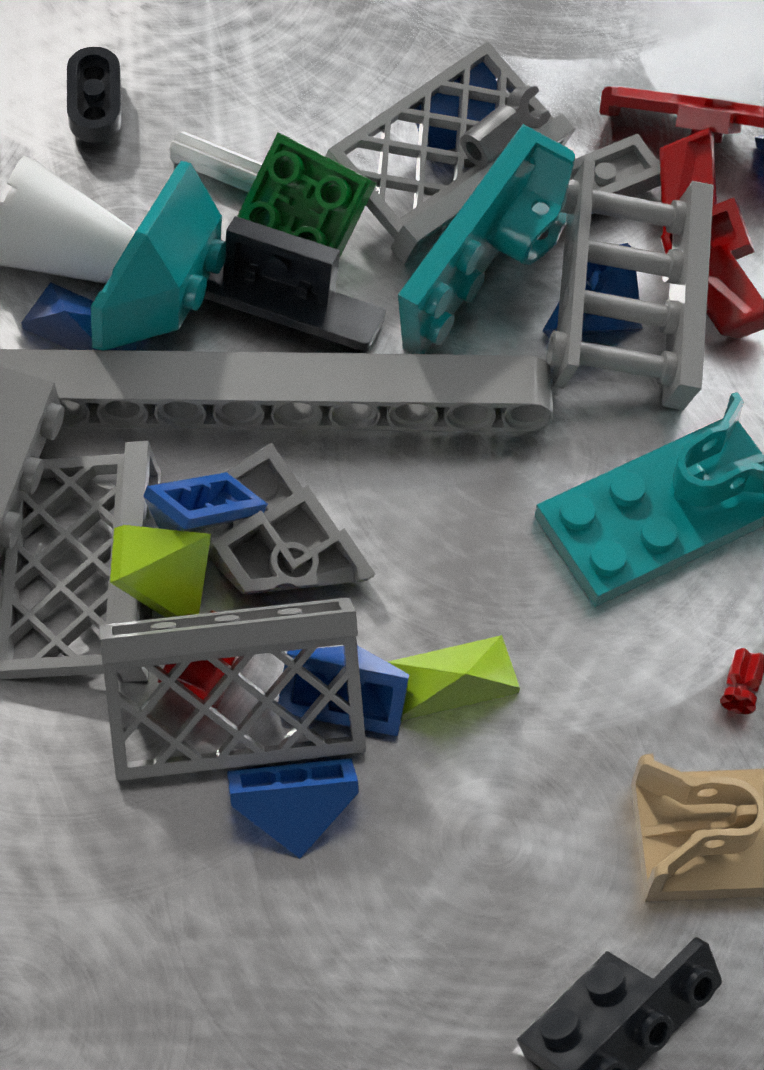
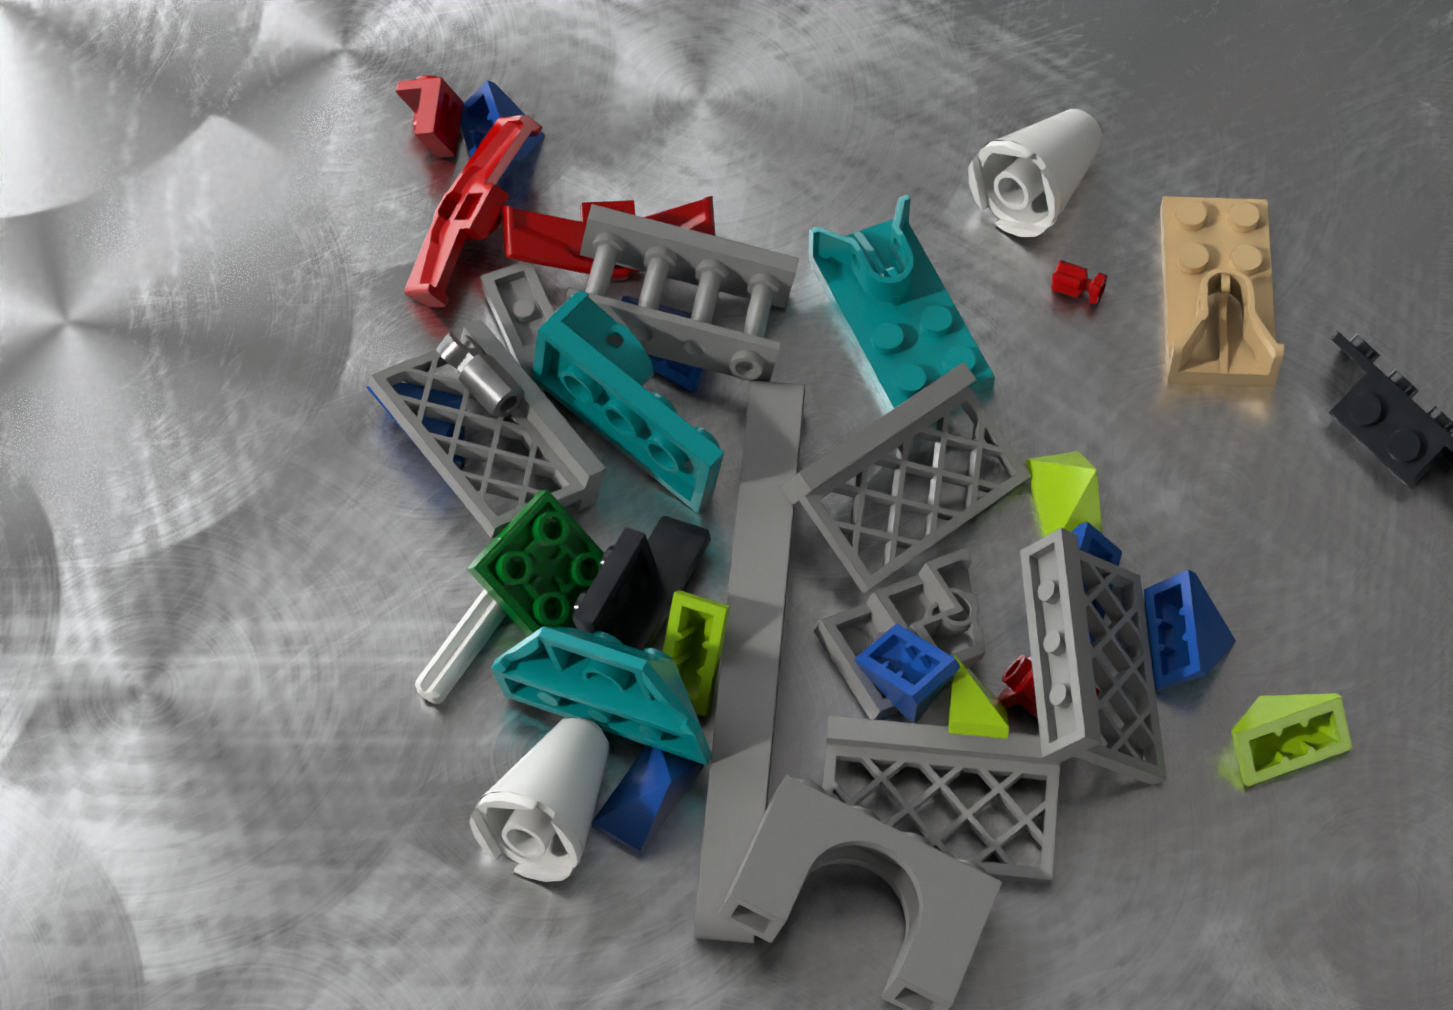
camera: 80 degrees left, 0 degrees up
(94, 94) = (351, 764): black plate -> none
(174, 899) = (1289, 733): none -> lime slope
(230, 328) = (696, 643): none -> lime slope
(475, 465) = (871, 447): none -> light grey fence

